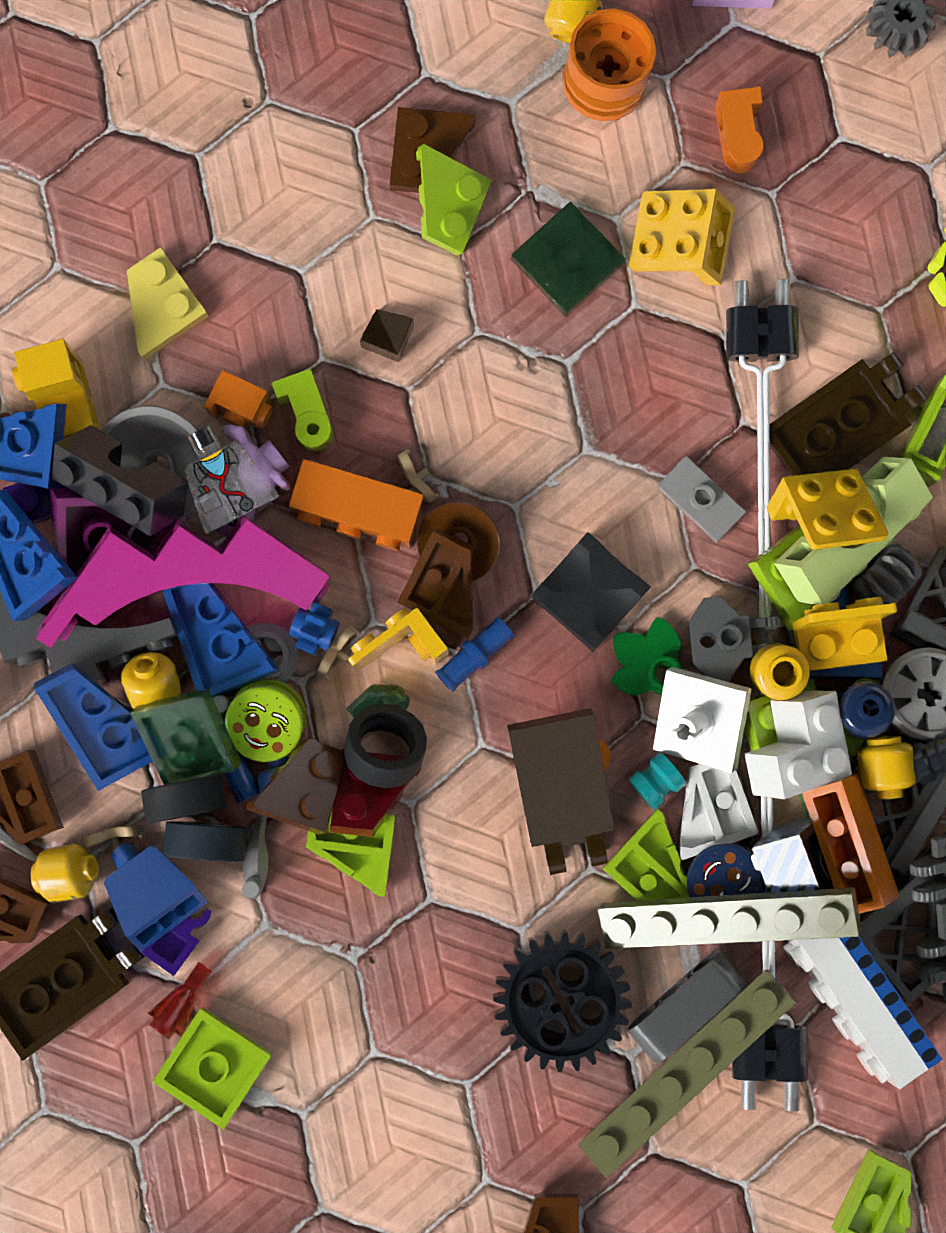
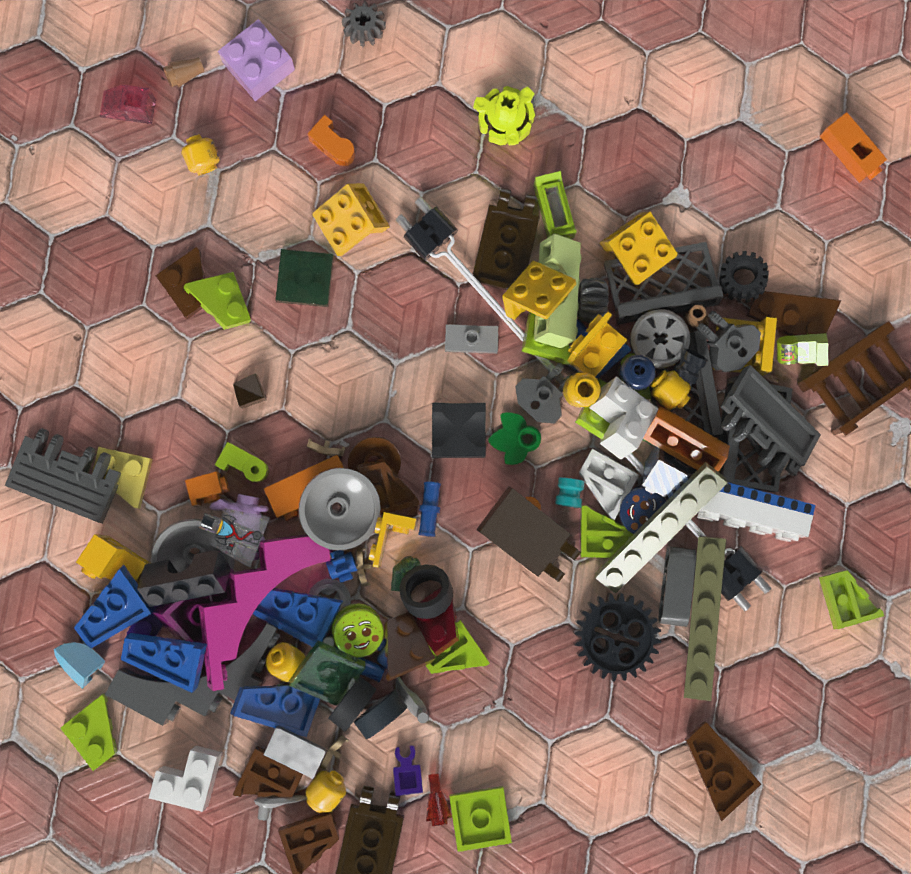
camera: 45 degrees left, 0 degrees up
(69, 796) = (295, 752): none -> panel
(90, 253) = (64, 481): none -> dark grey hinge
(149, 894) = (376, 763): blue torso -> none
(373, 588) = (357, 511): none -> light grey dish
(614, 45) = (240, 153): orange wheel -> none
(702, 719) = (565, 444): white tile -> none

